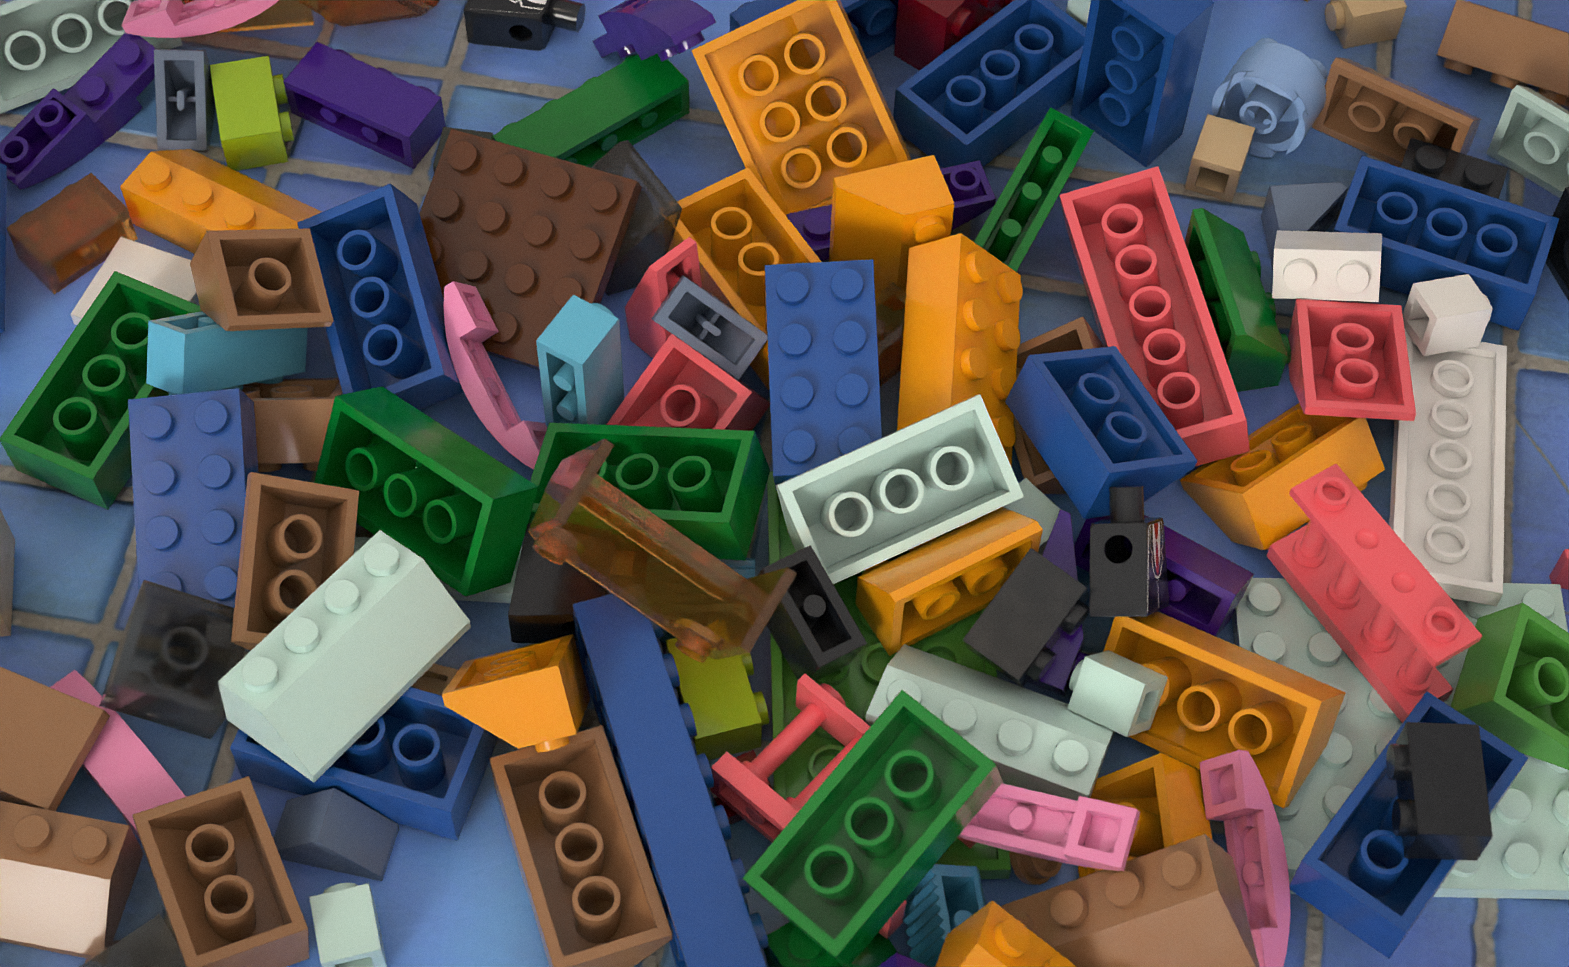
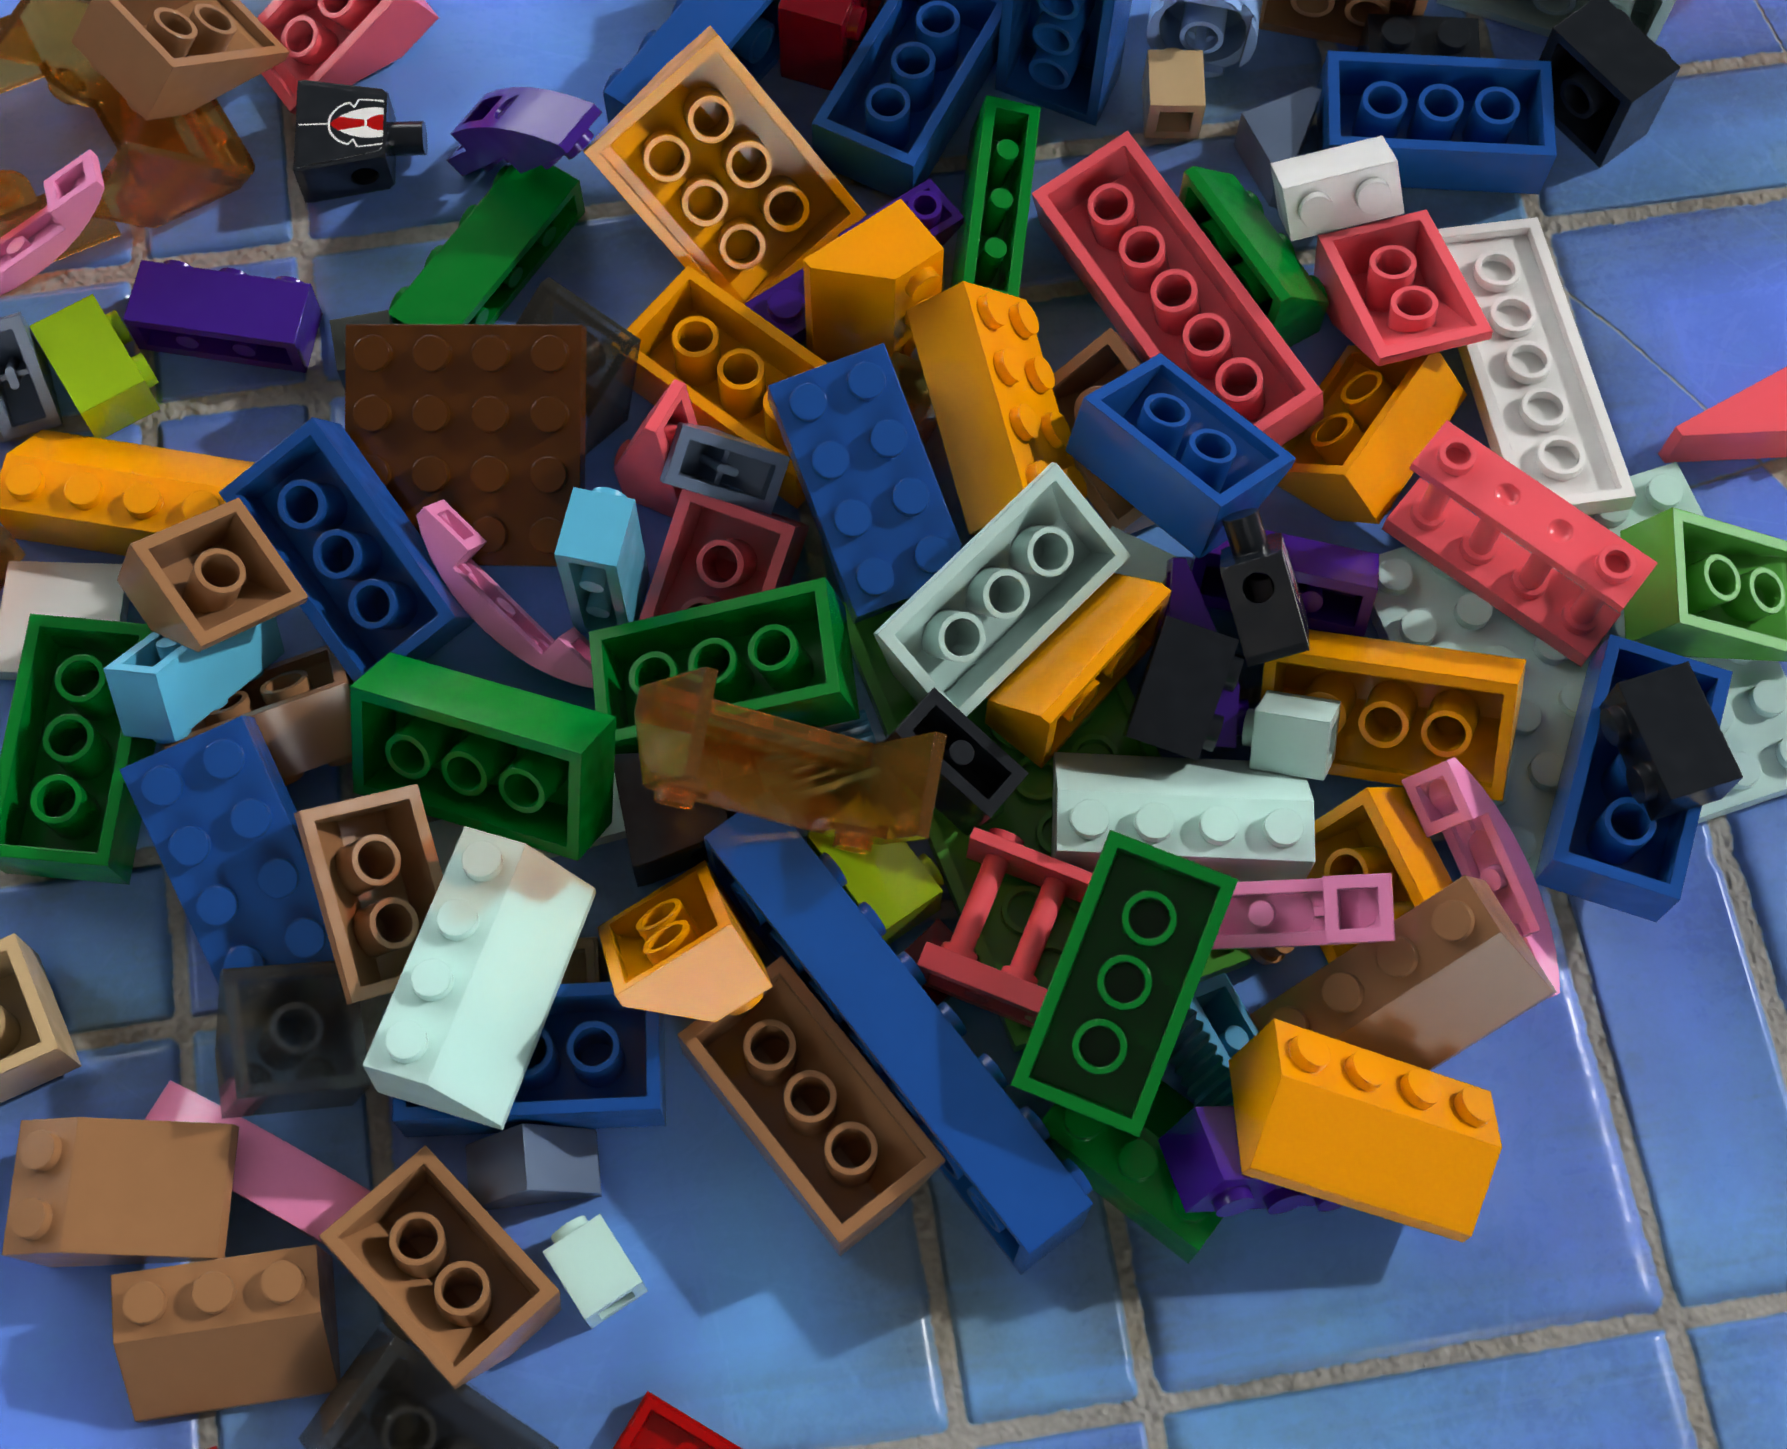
camera: 20 degrees left, 10 degrees up
(1446, 314) = (1473, 203): white brick -> none

